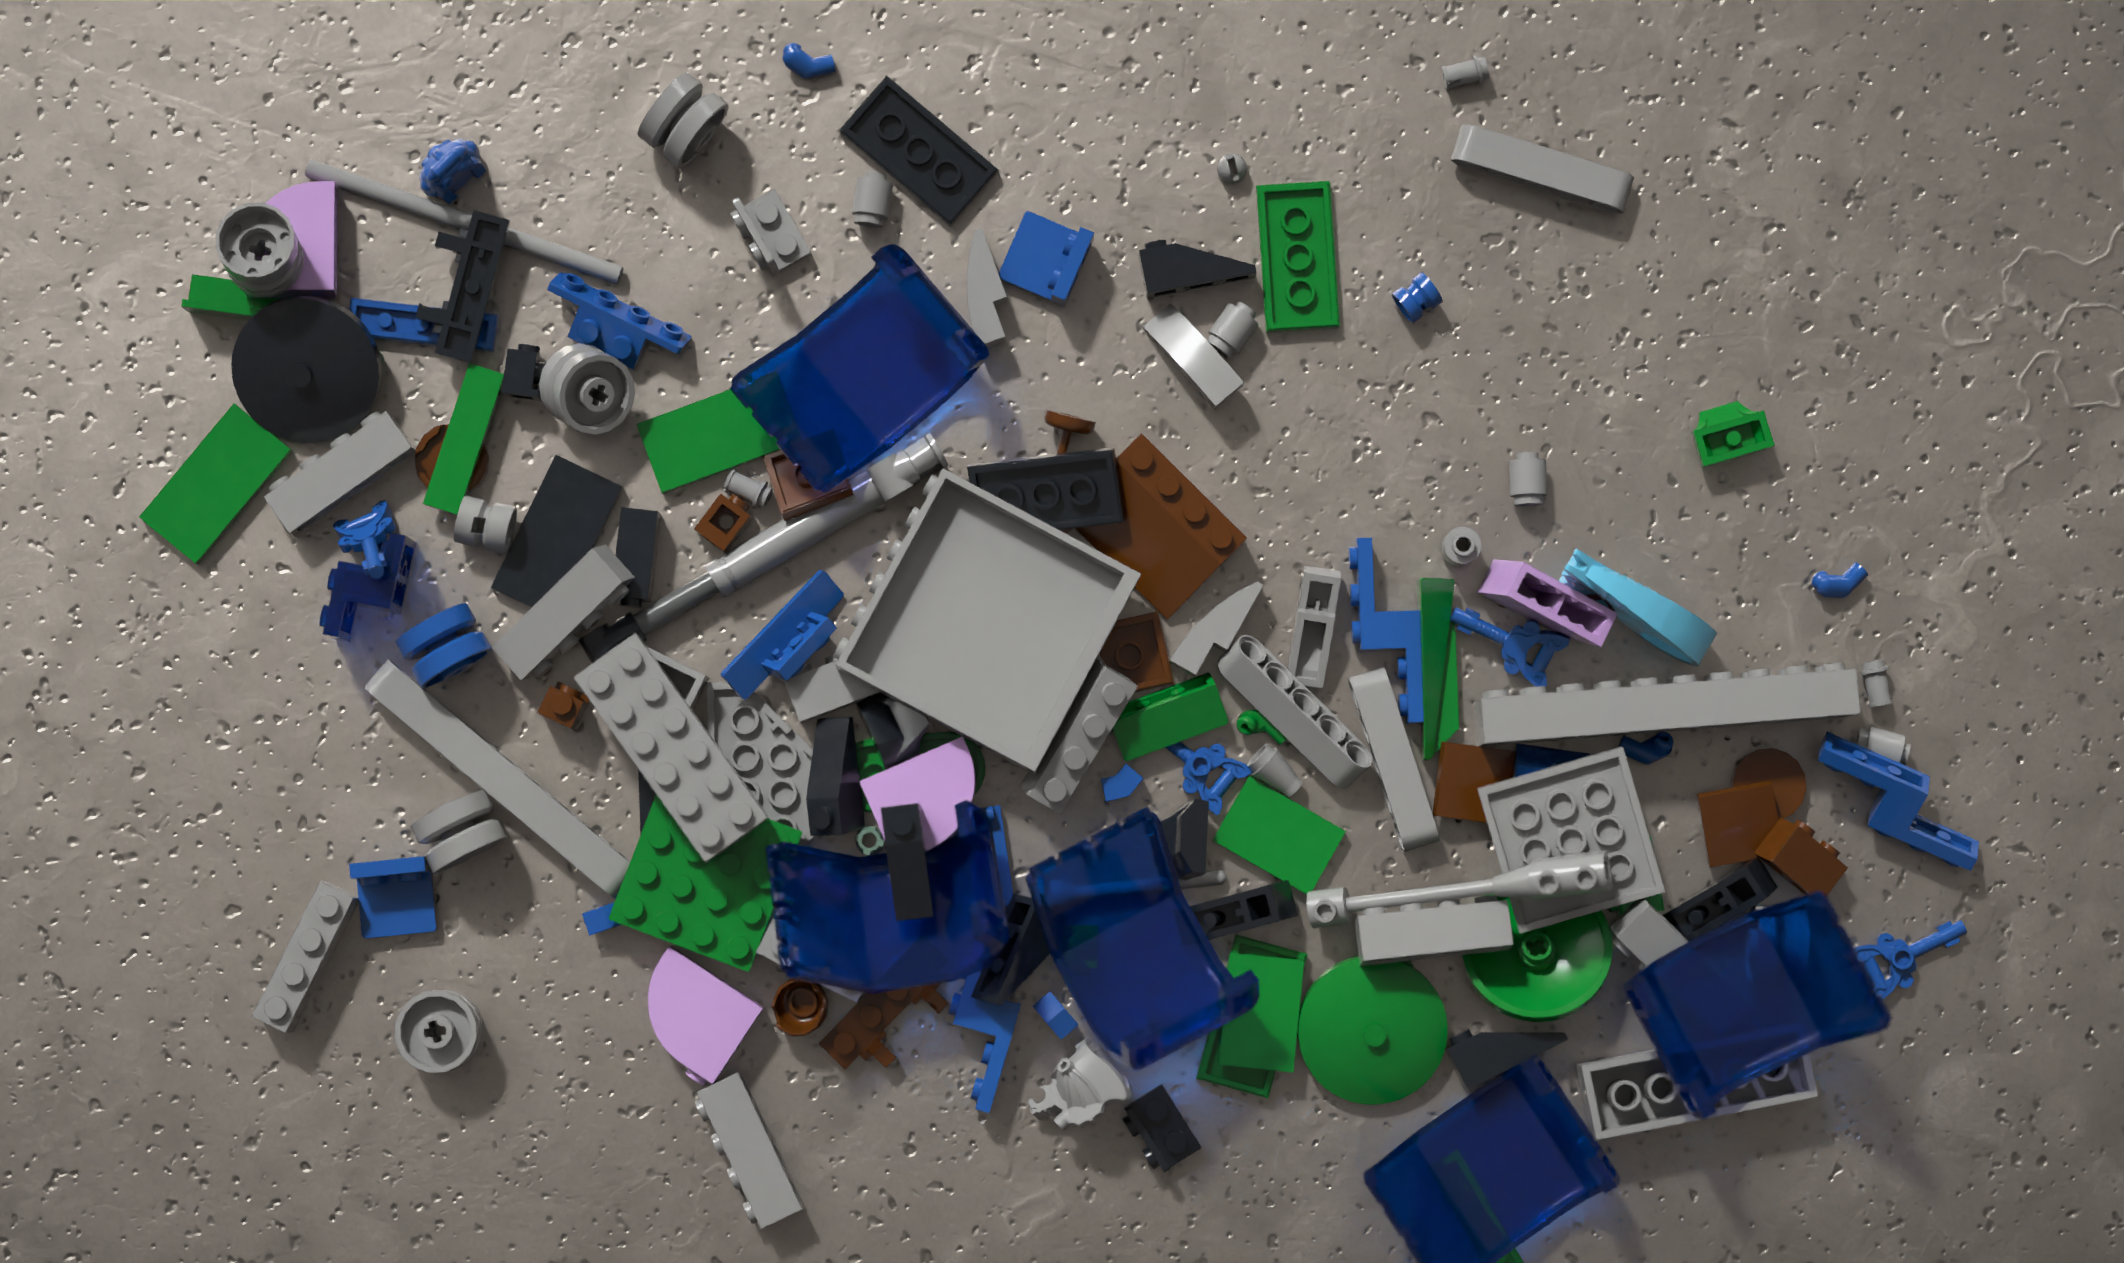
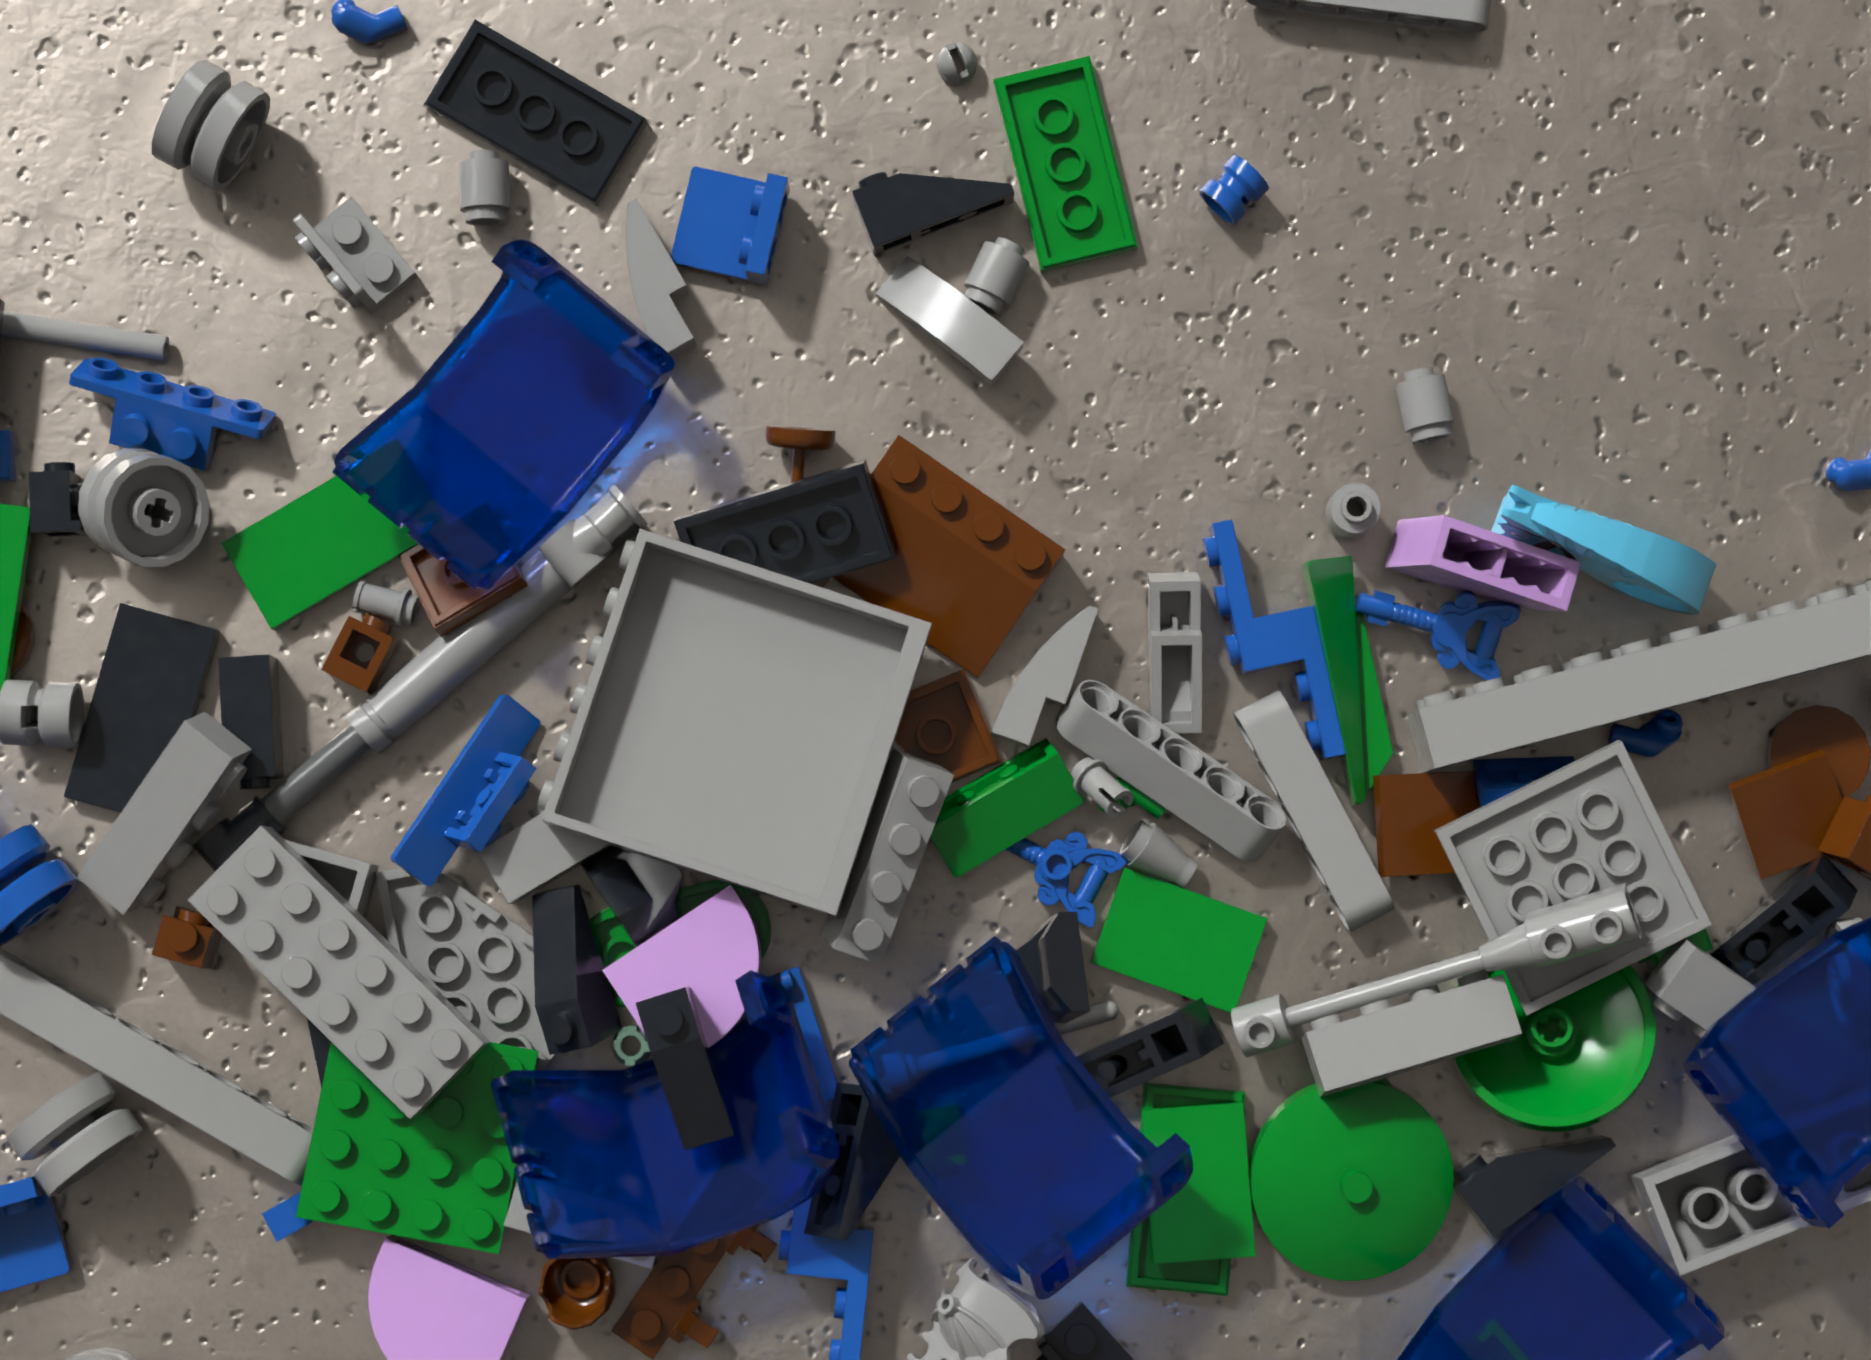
camera: 10 degrees left, 0 degrees up
(1055, 1015) = (922, 1236): blue piece -> none
(1121, 784) = (955, 909): blue piece -> none
(1237, 707) = (1093, 780): none -> light grey pin
(1730, 434) = (1683, 297): green slope -> none

